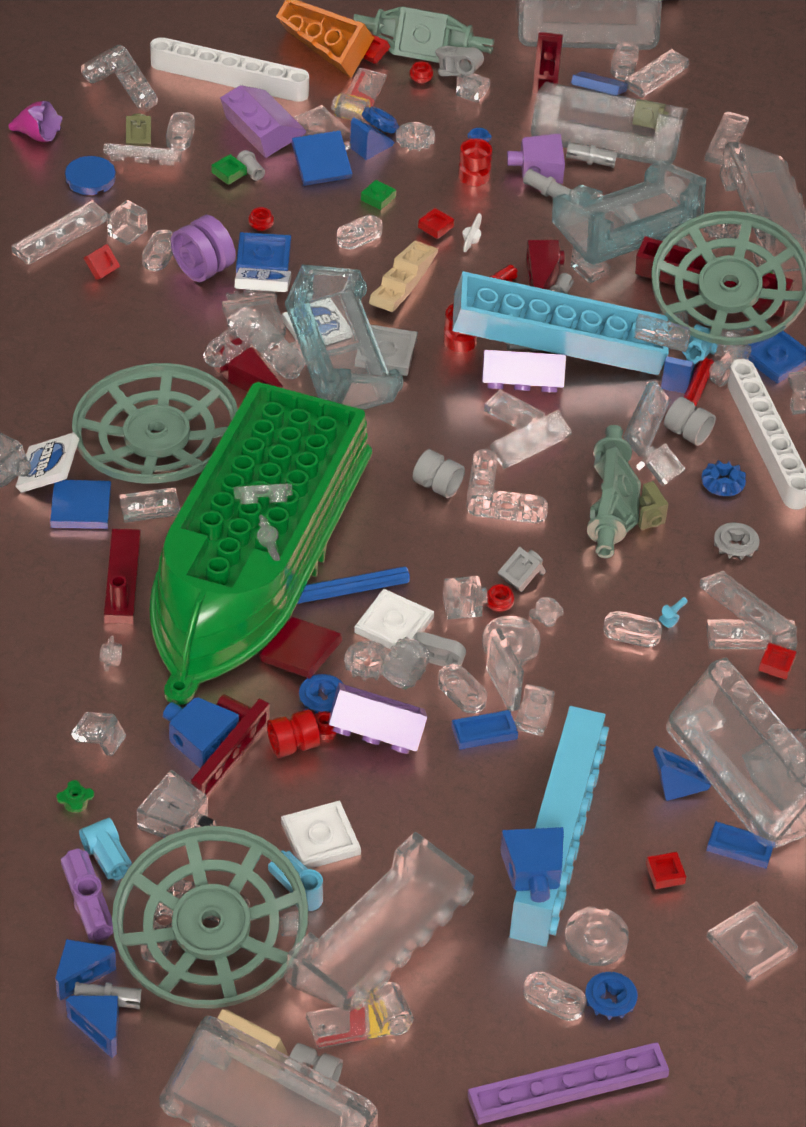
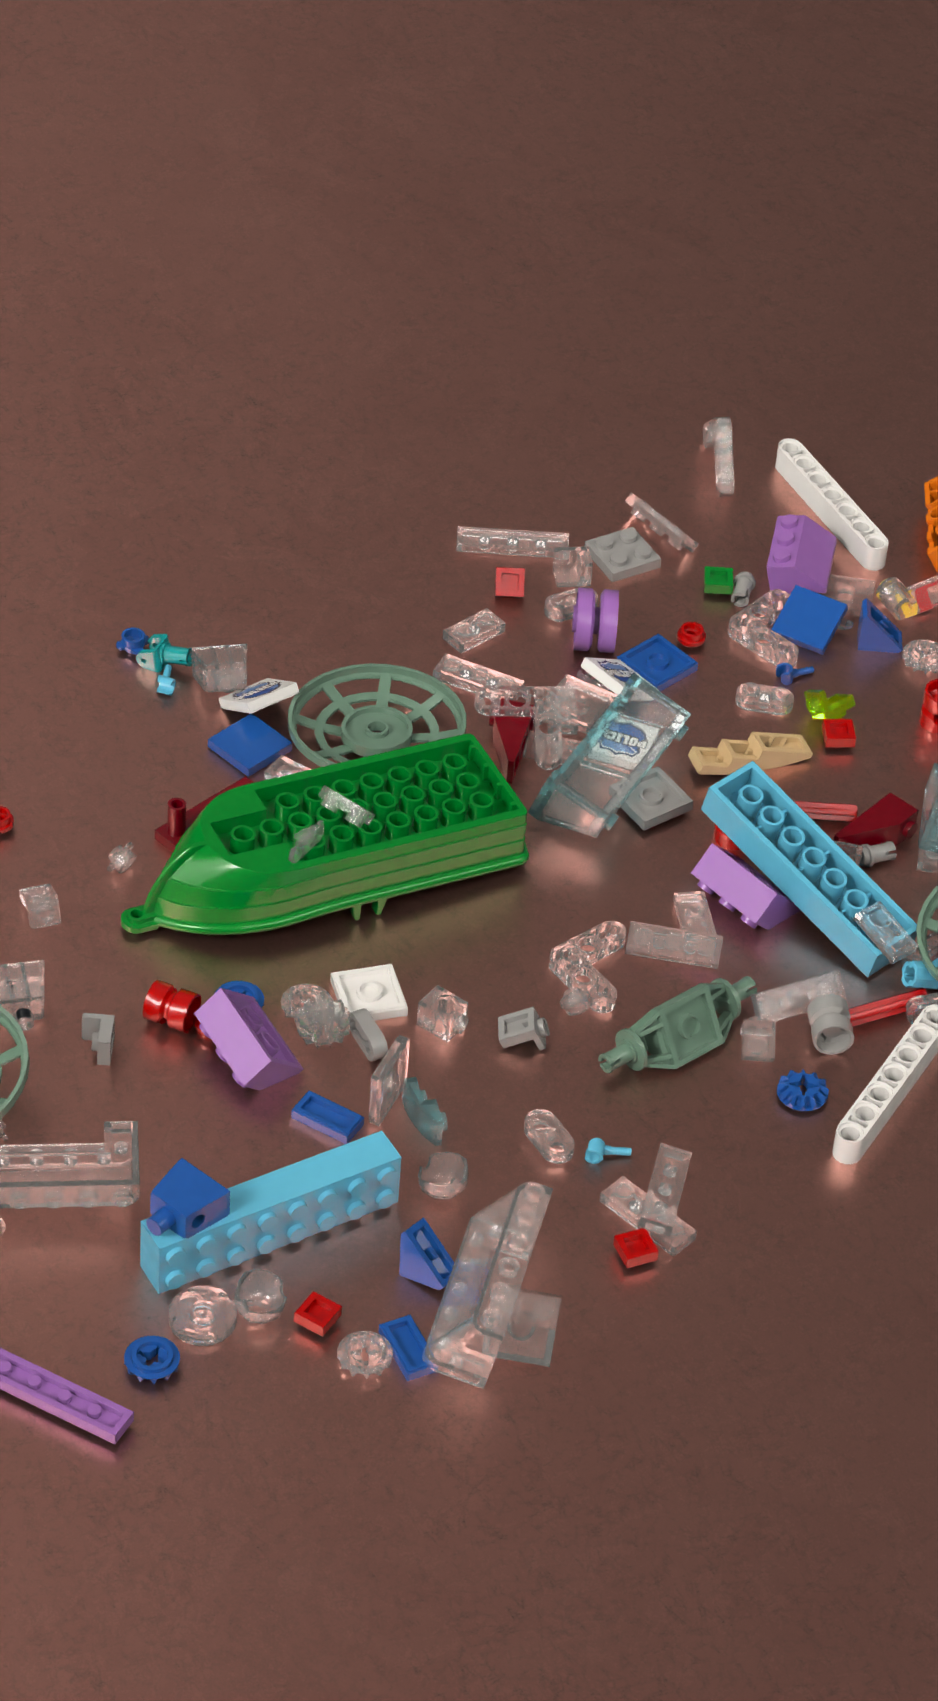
camera: 45 degrees right, 5 degrees down
(37, 121) = (607, 447): hat -> none
(90, 175) = (598, 514): blue tile -> none
(118, 313) = (474, 630): none -> clear plate
(138, 130) = (682, 504): olive bracket -> none
(144, 190) = (623, 554): none -> light grey plate
(167, 346) = (471, 675): none -> clear plate
(180, 131) = (719, 526): clear plate -> none
(199, 728) = (112, 956): blue torso -> none
(250, 725) = (113, 983): dark red piece -> none
(276, 791) = (101, 1031): none -> light grey bracket
(301, 647) = (267, 956): dark red tile -> none
(311, 880) = (36, 1104): medium azure piece -> none
(321, 835) = (100, 1091): white tile -> none
(332, 191) = (779, 649): none -> clear beam
(352, 202) = (787, 672): none -> blue hand
(355, 584) = (371, 944): blue axle -> none
(378, 194) = (824, 679): green plate -> none
(380, 119) = (907, 621): blue gear -> none
(408, 207) = (828, 708): none -> clear neon green bracket
(441, 475) = (553, 913): light grey wheel -> none
(466, 693) = (348, 1075): clear plate -> none
(472, 234) = (862, 762): white piece -> none
(500, 597) = (475, 1036): red plate -> none
(520, 634) = (441, 1072): clear tile -> none
(526, 524) = (575, 1001): none -> clear plate
(535, 710) = (393, 1126): clear bracket -> none
(546, 611) = (498, 1073): clear plate -> none
(550, 675) = (423, 1112): none -> clear light blue slope
(553, 995) = (108, 1320): clear plate -> none
(618, 704) = (444, 1175): none -> clear hair
(622, 891) = (260, 1296): none -> clear hair
(653, 507) = (699, 1067): olive bracket -> none
(677, 374) = (878, 980): blue slope -> none
(721, 862) = (376, 1346): none -> clear gear
(736, 532) = (752, 1136): light grey gear -> none
(752, 941) = (314, 1414): clear tile -> none

